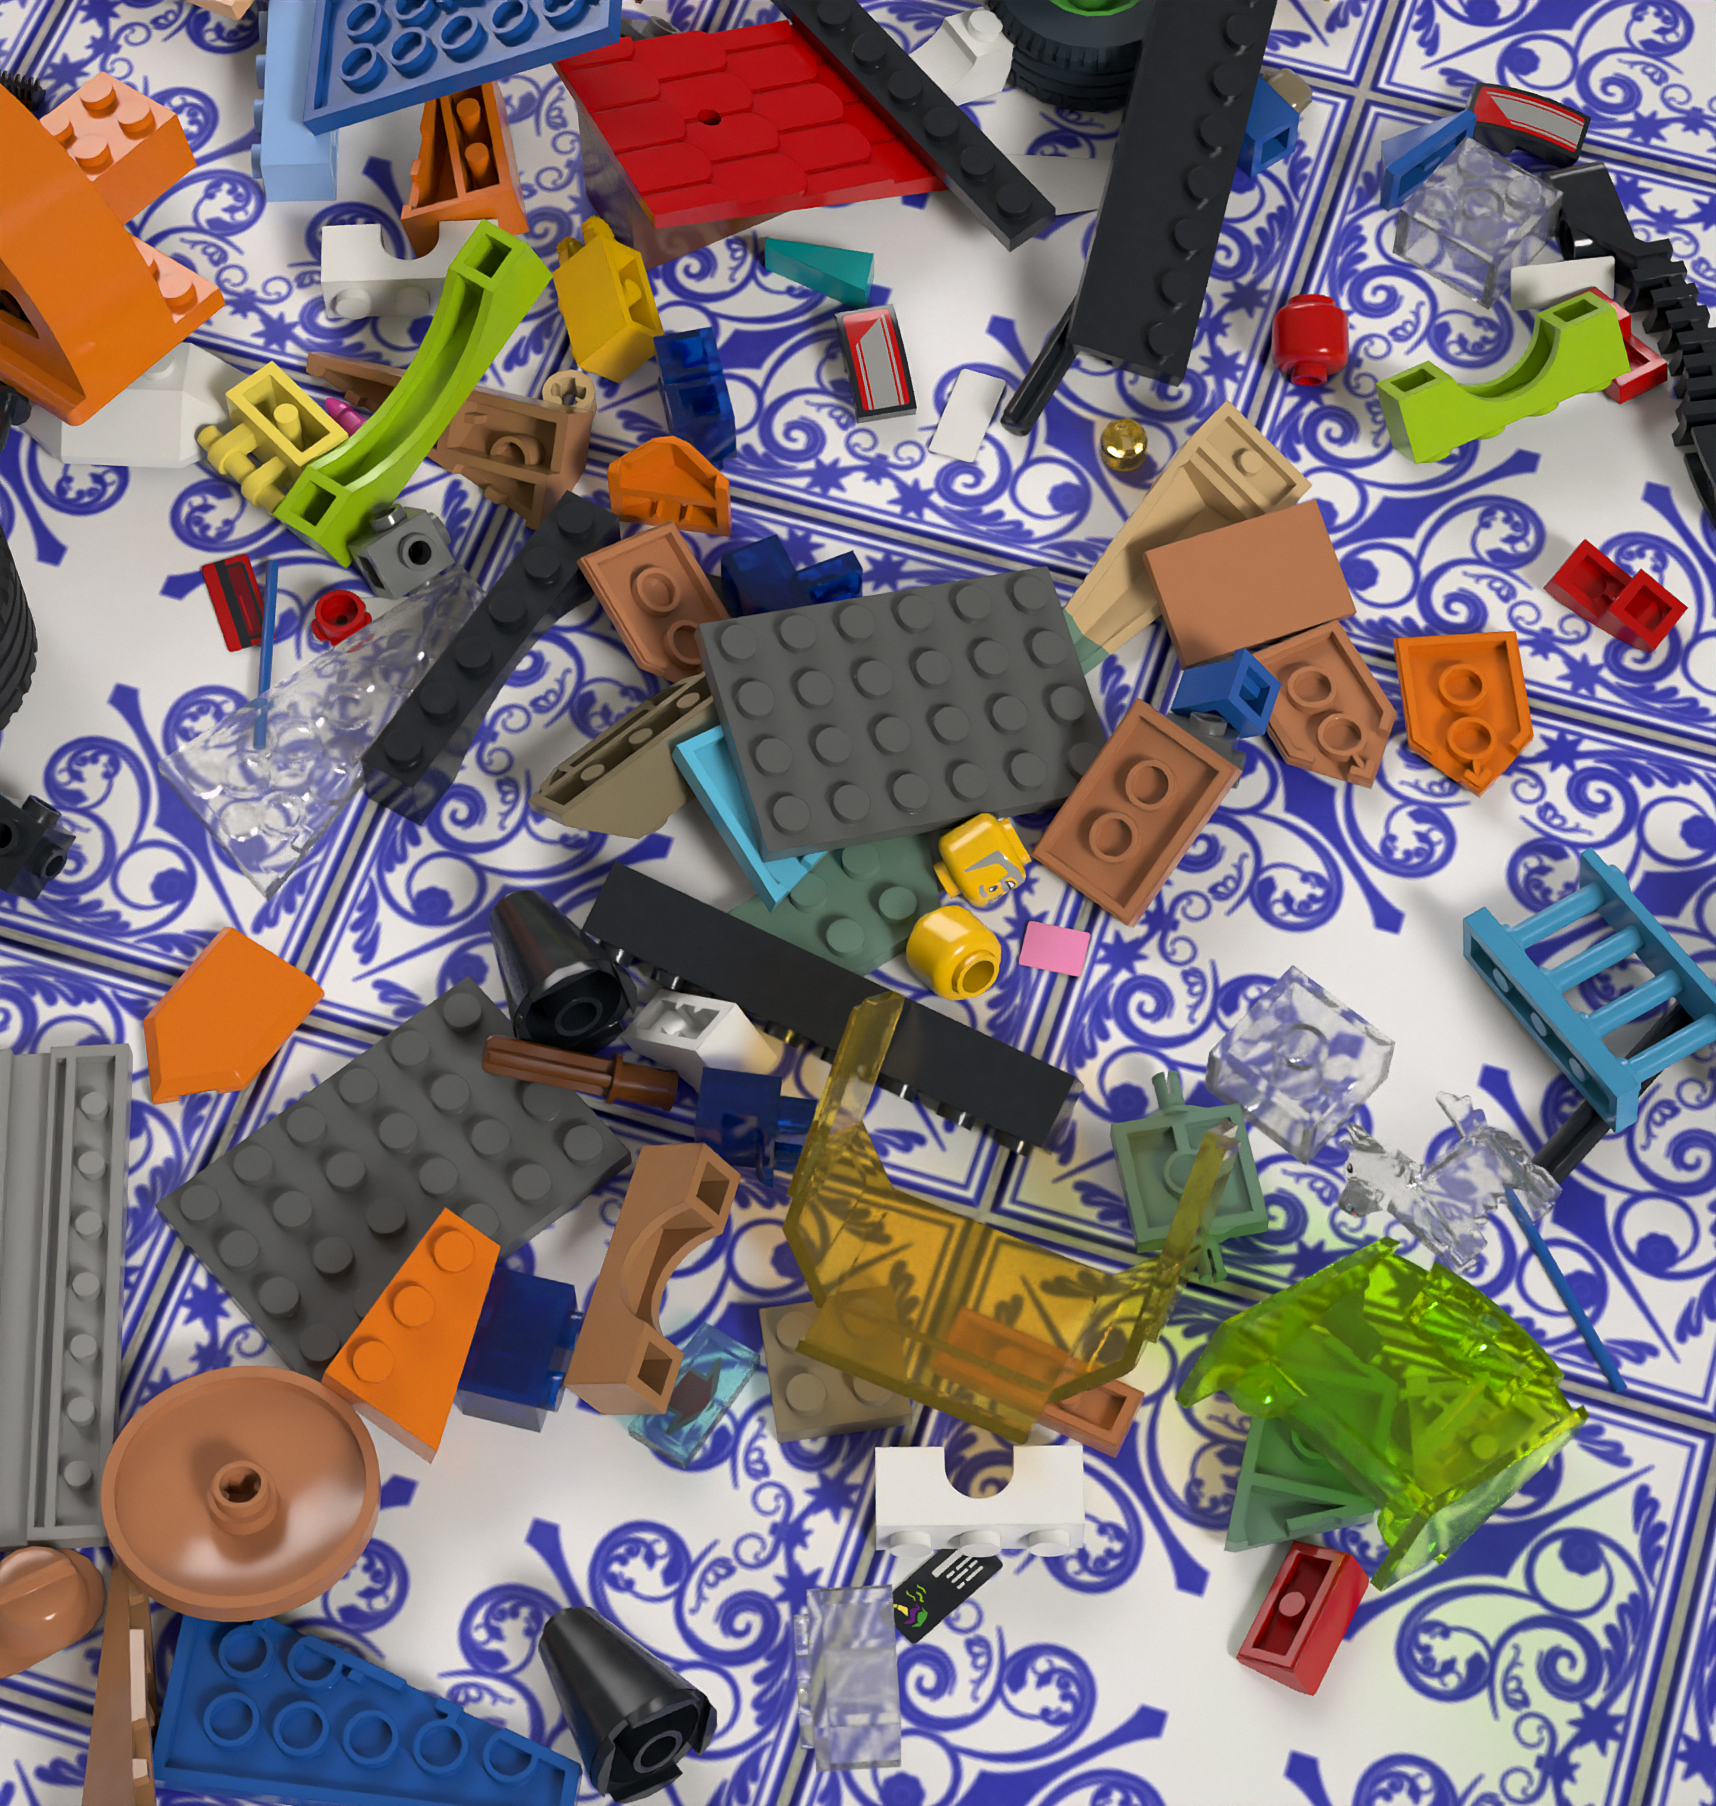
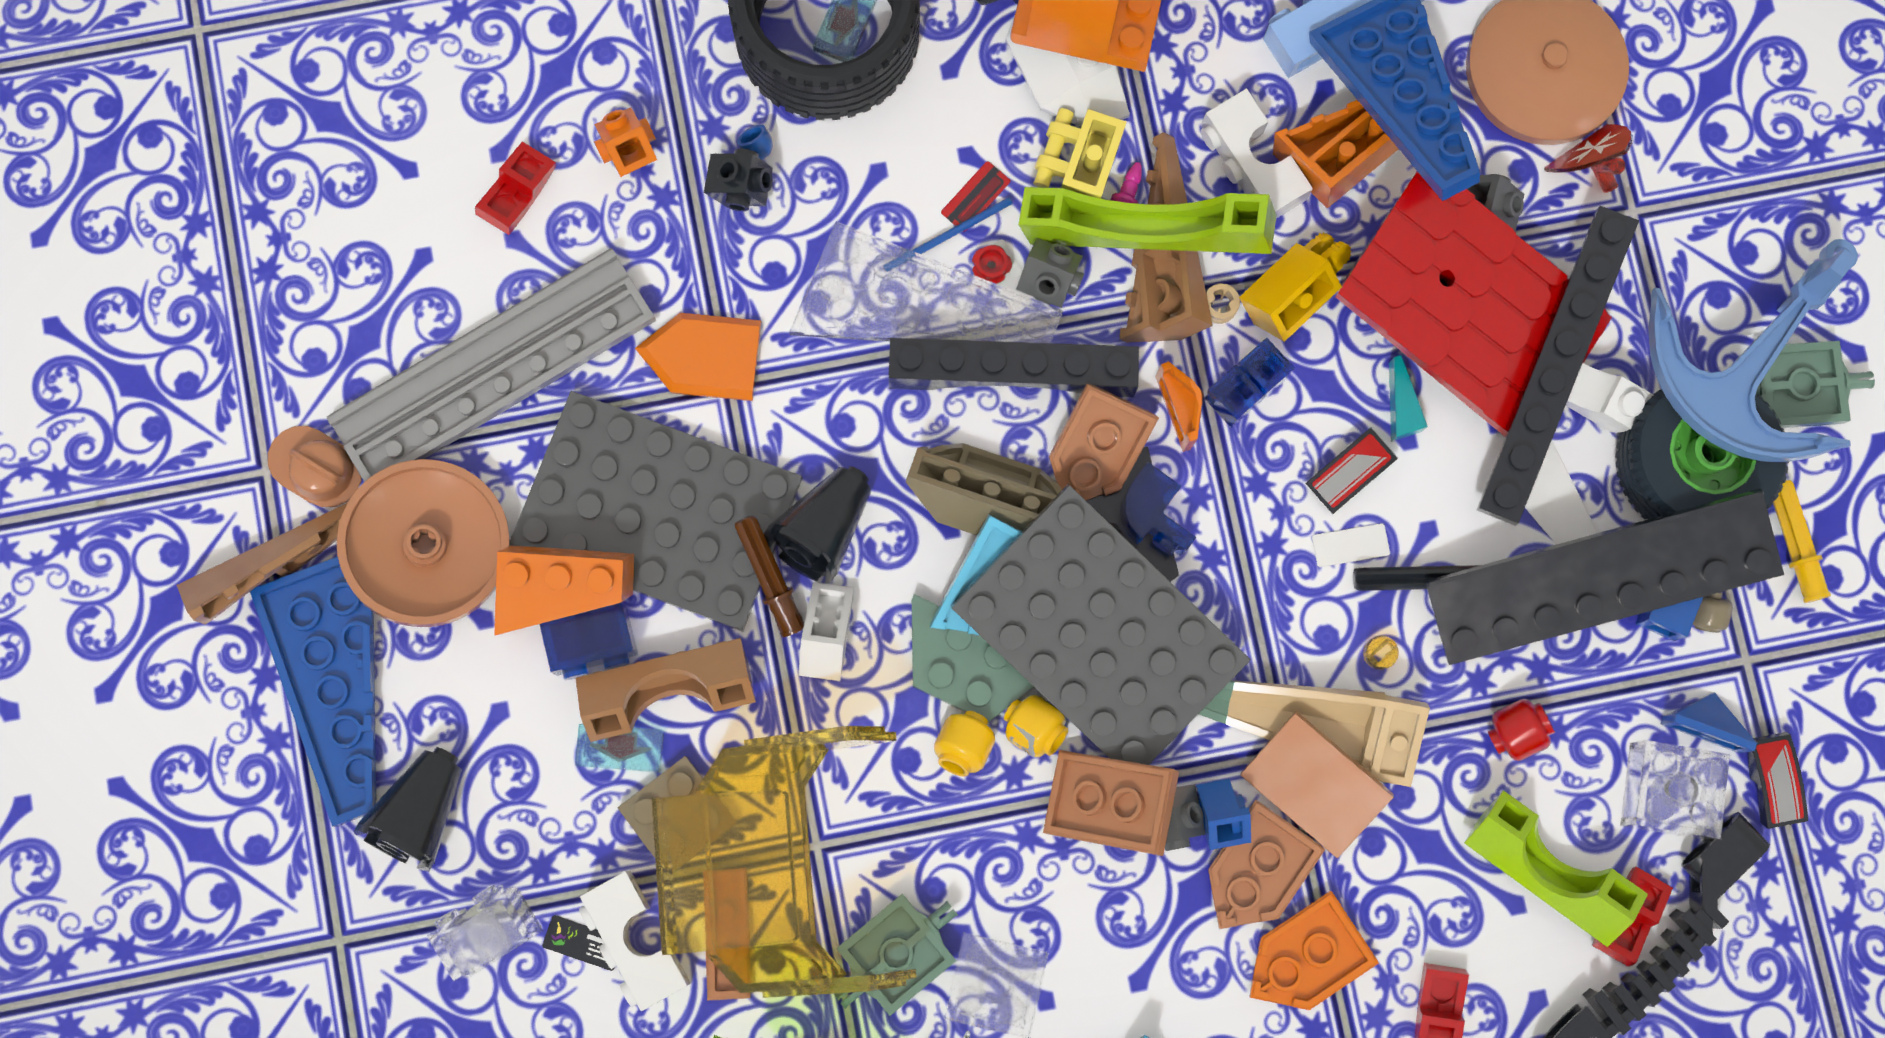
camera: 55 degrees right, 20 degrees up
(751, 1121) = (786, 692): clear blue hips -> none
(813, 1000) = (887, 693): black brick -> none
(1054, 948) = (1009, 796): bright pink sticker -> none
(1559, 281) = (1662, 864): white sticker -> none

